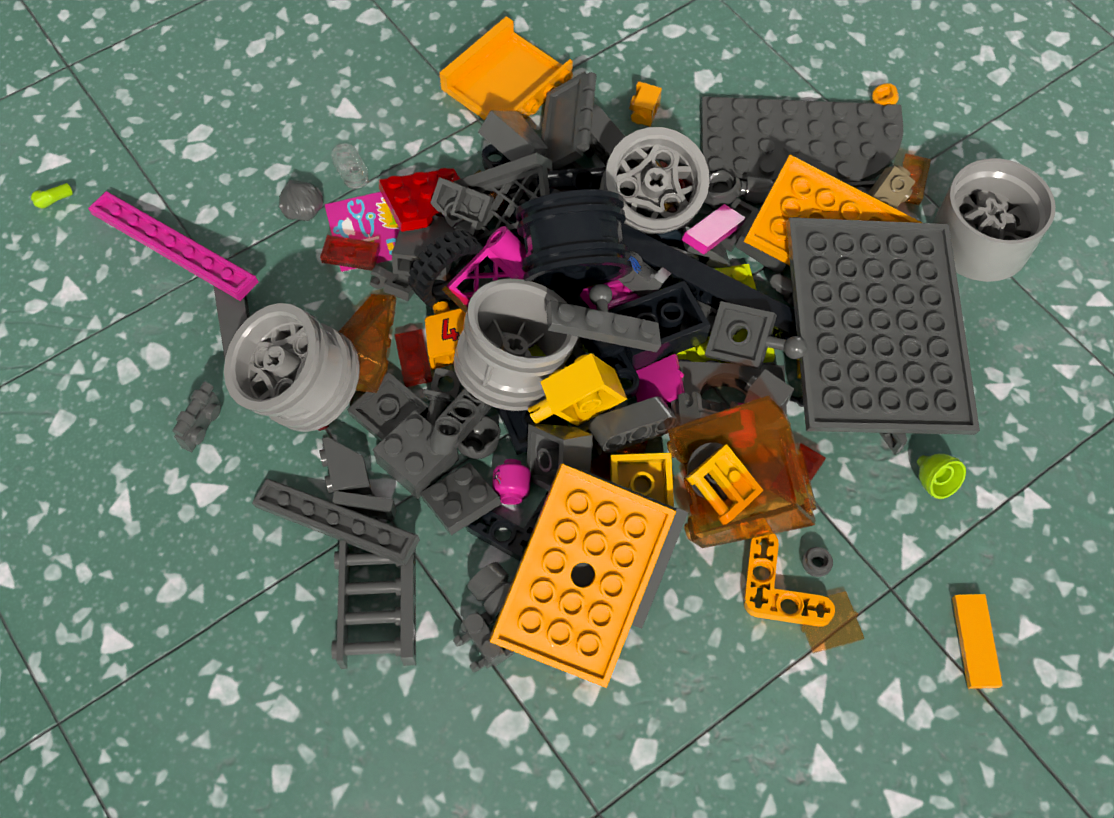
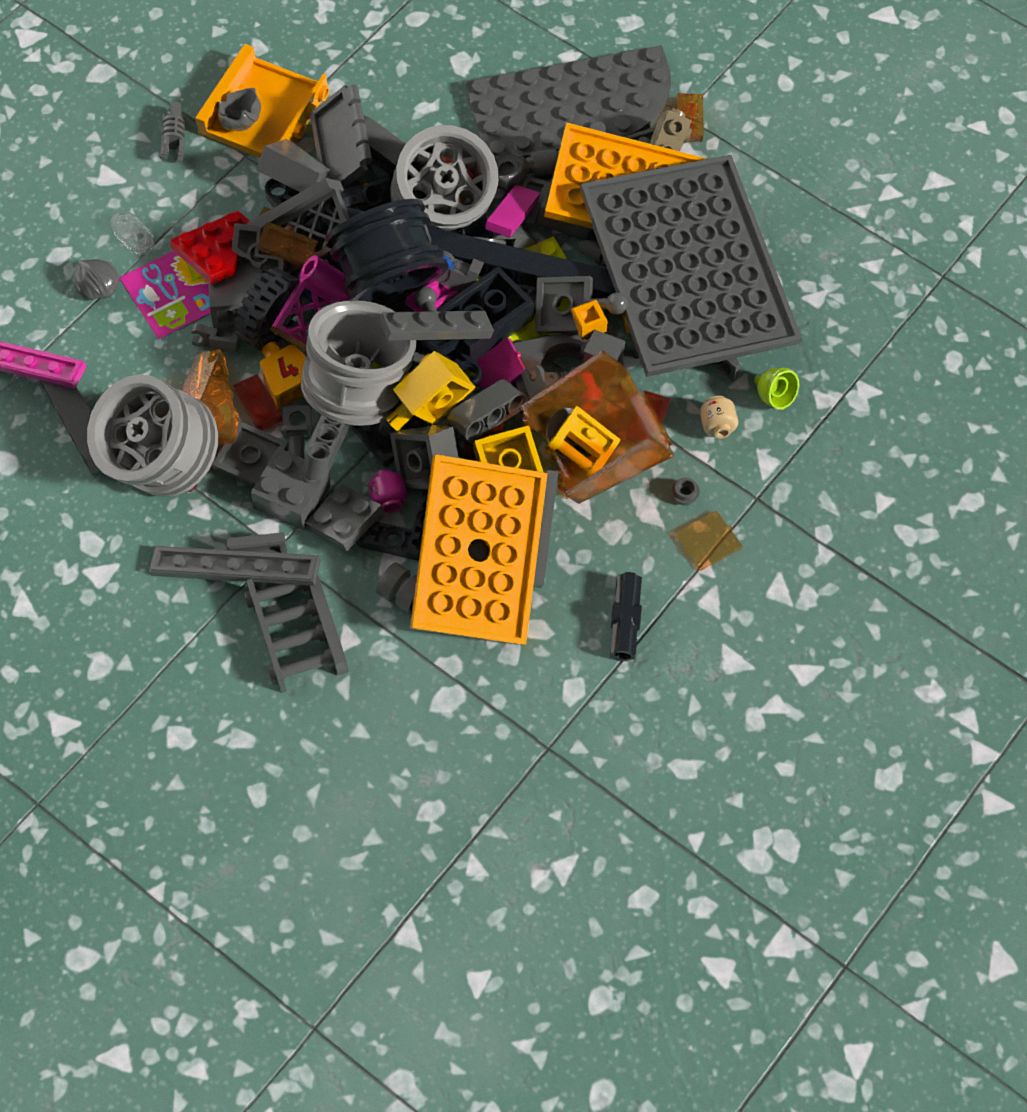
camera: 15 degrees left, 0 degrees up
(197, 417) = (70, 507): dark grey plate -> none
(345, 468) = (227, 516): dark grey slope -> none
(350, 252) = (163, 318): clear red plate -> none
(416, 82) = (173, 132): none -> dark grey hinge
(480, 634) = (398, 629): dark grey piece -> none
(481, 440) = (349, 460): dark grey hair -> none
(482, 75) = (239, 110): none -> dark grey hair
(482, 209) = (286, 244): none -> clear orange plate
(645, 103) = (410, 101): light orange brick -> none
(720, 686) = (626, 616): none -> black piece
(762, 356) = (589, 318): none -> light orange slope
(773, 597) = (653, 531): light orange beam -> none
(872, 491) = (718, 417): none -> tan head
(885, 94) = (644, 38): light orange tile -> none
(976, 641) = (840, 523): light orange tile -> none
(1009, 206) = (770, 109): light grey wheel -> none

